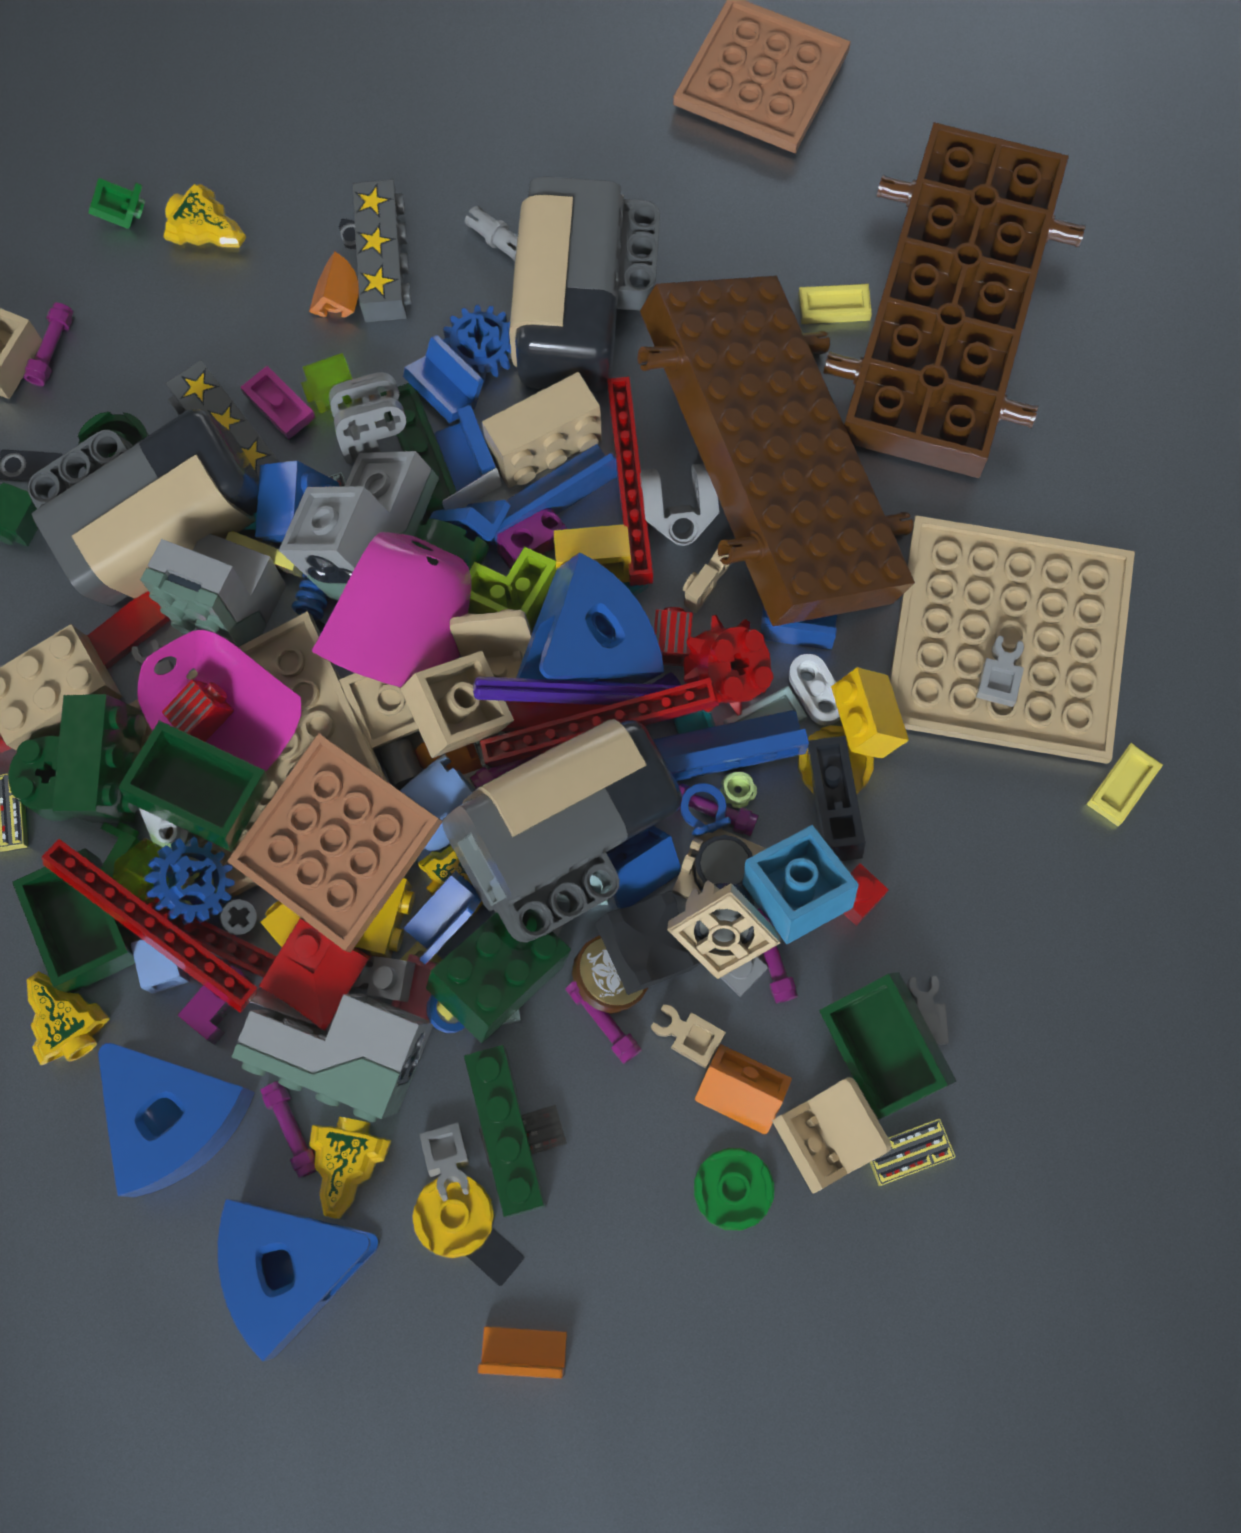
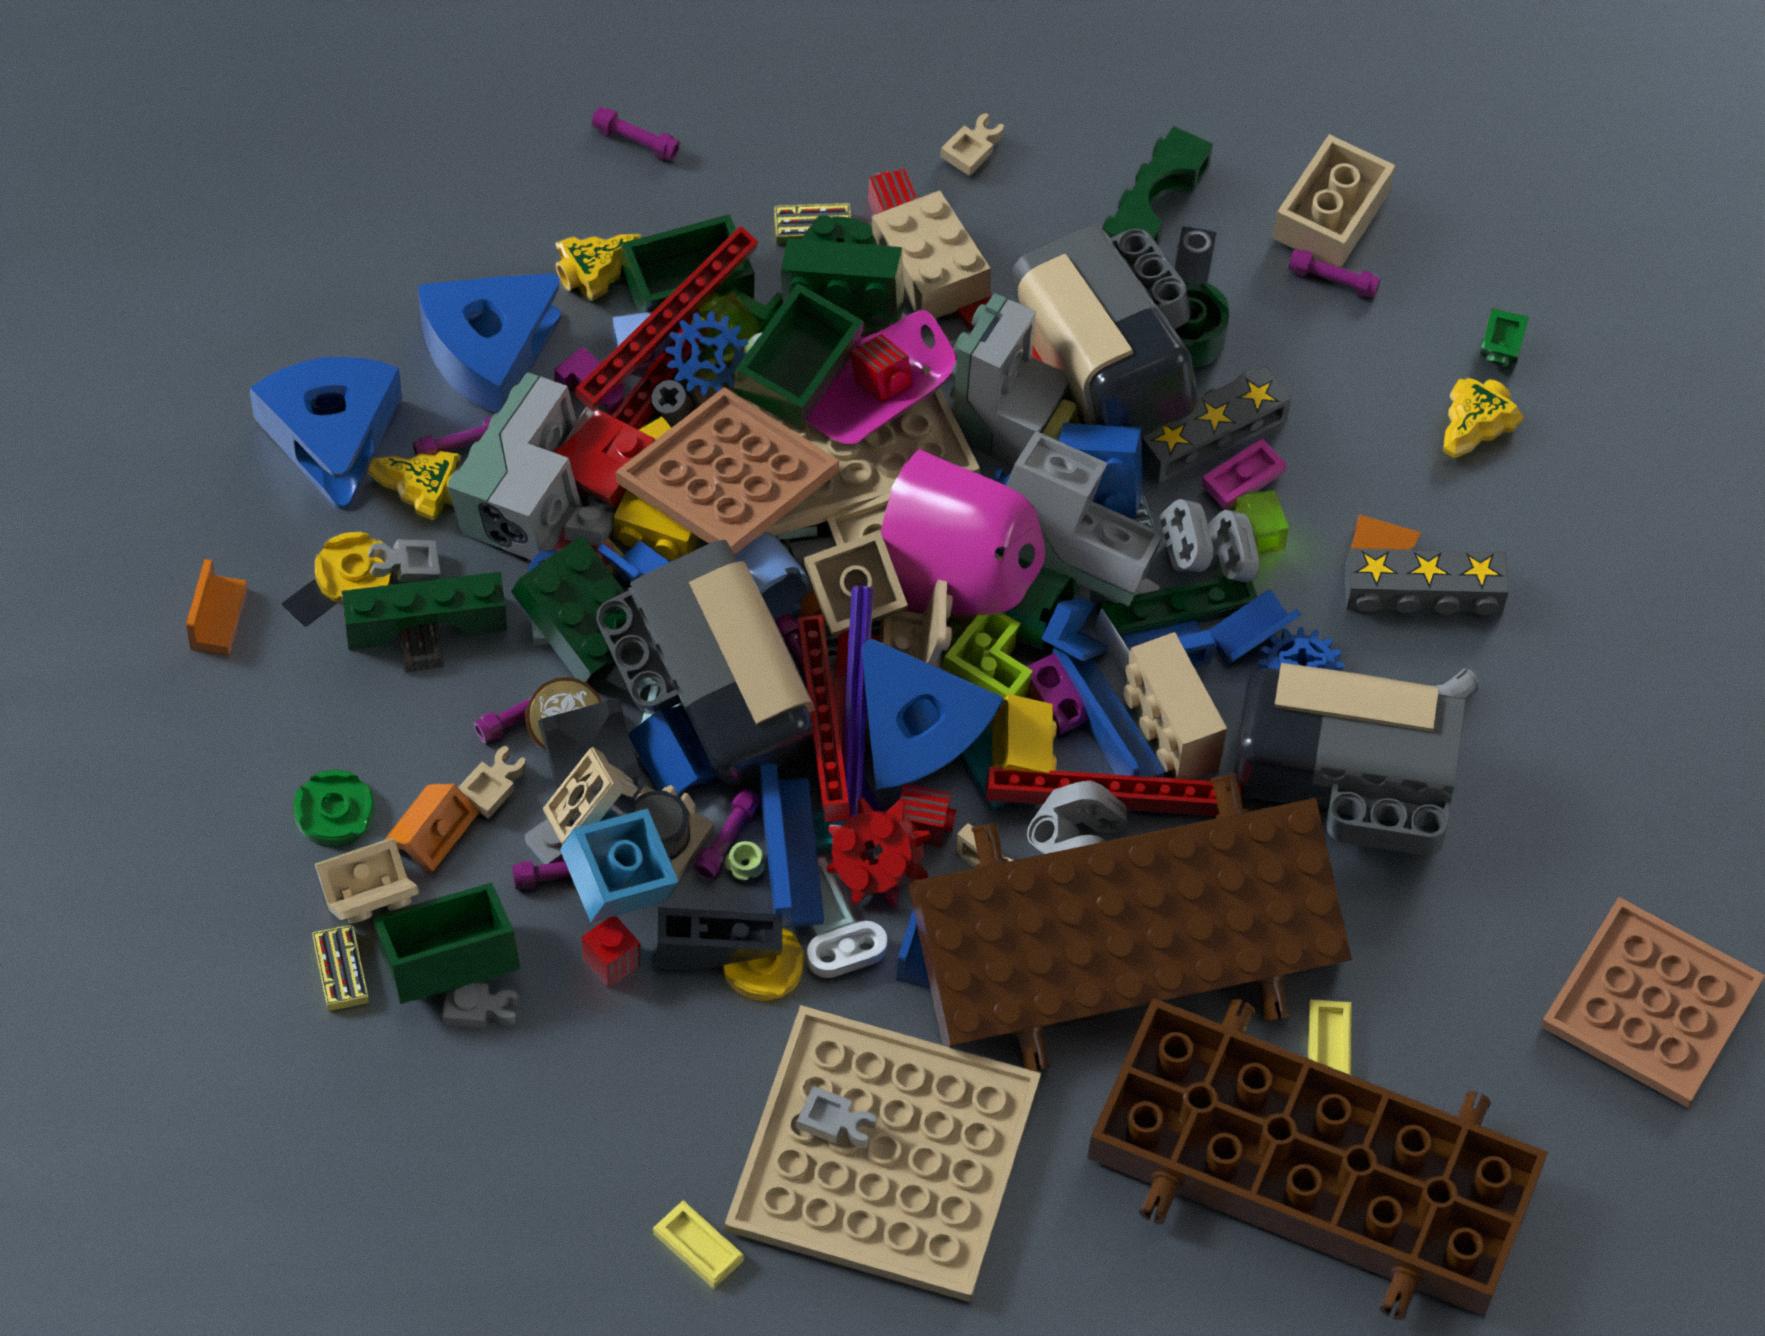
camera: 90 degrees right, 15 degrees down
(699, 827) = (706, 811): blue piece -> none
(869, 713) = (806, 979): yellow brick -> none

